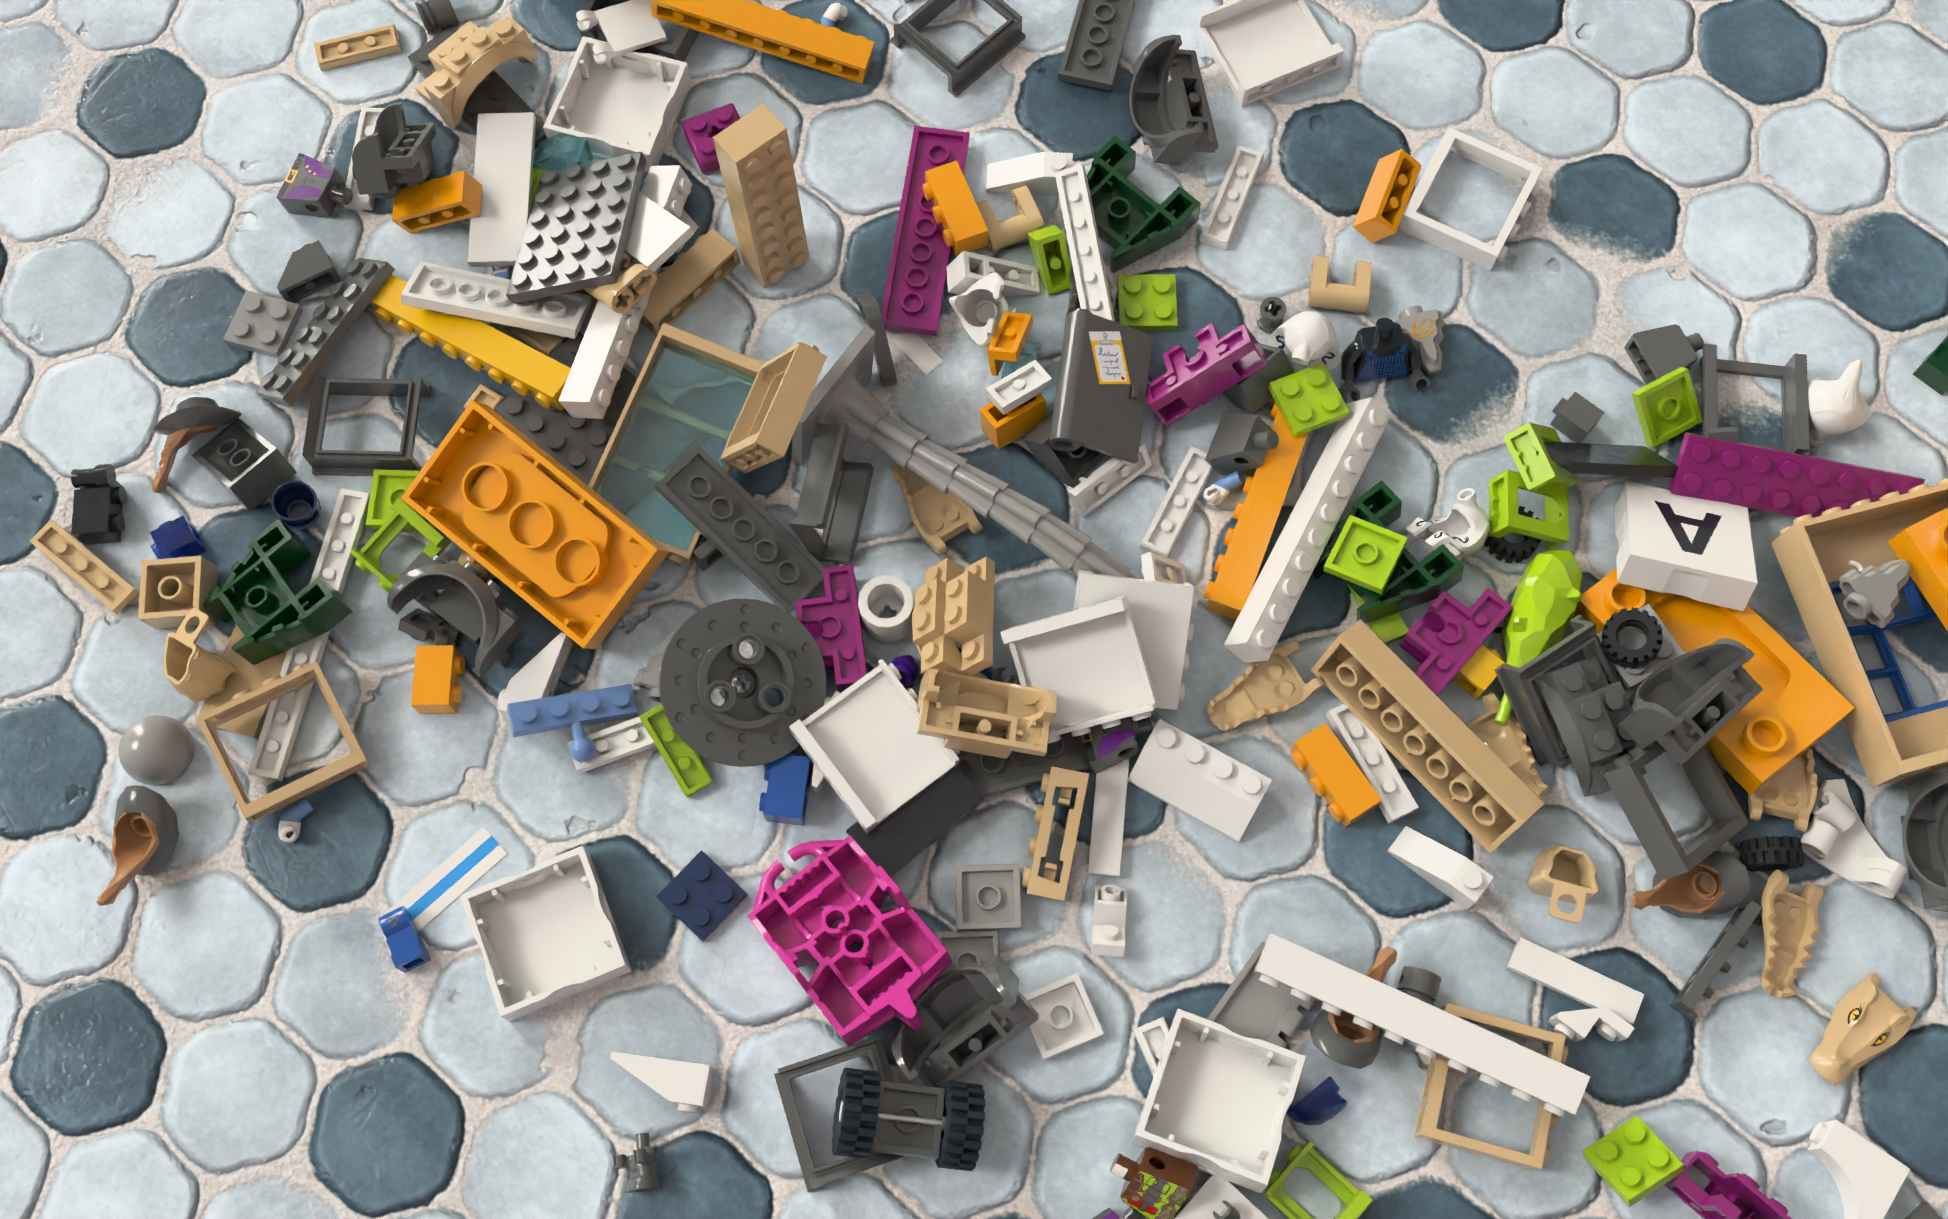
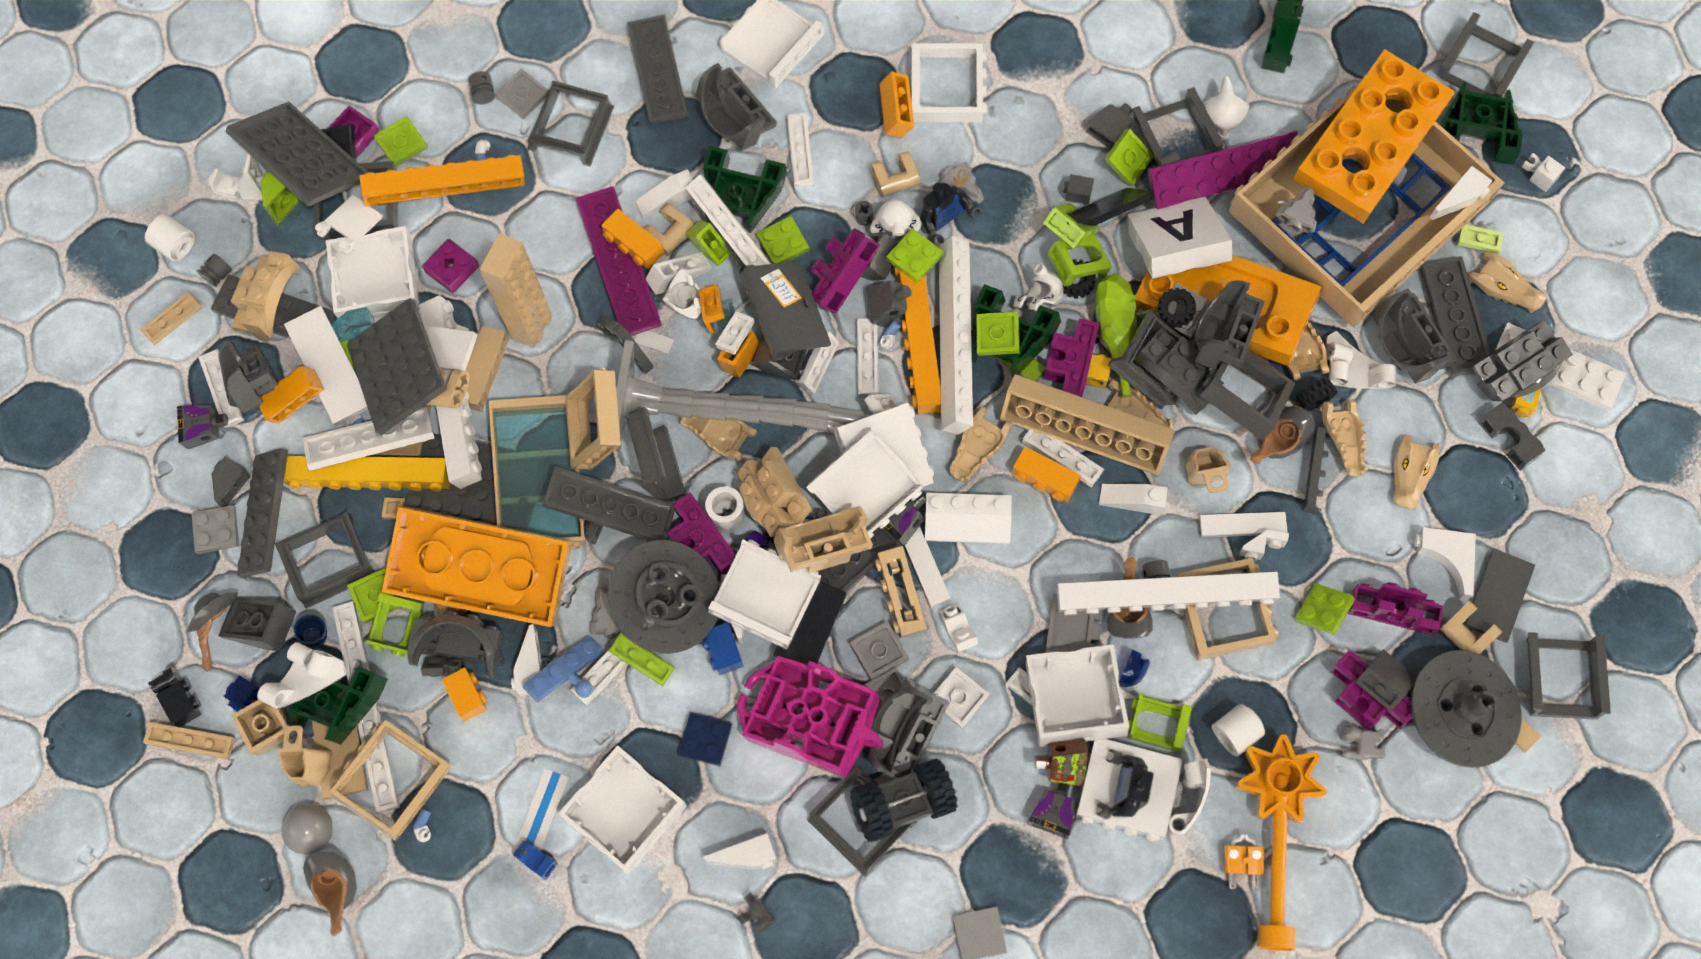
camera: 25 degrees left, 0 degrees up
(259, 558) = (309, 673): none -> white panel

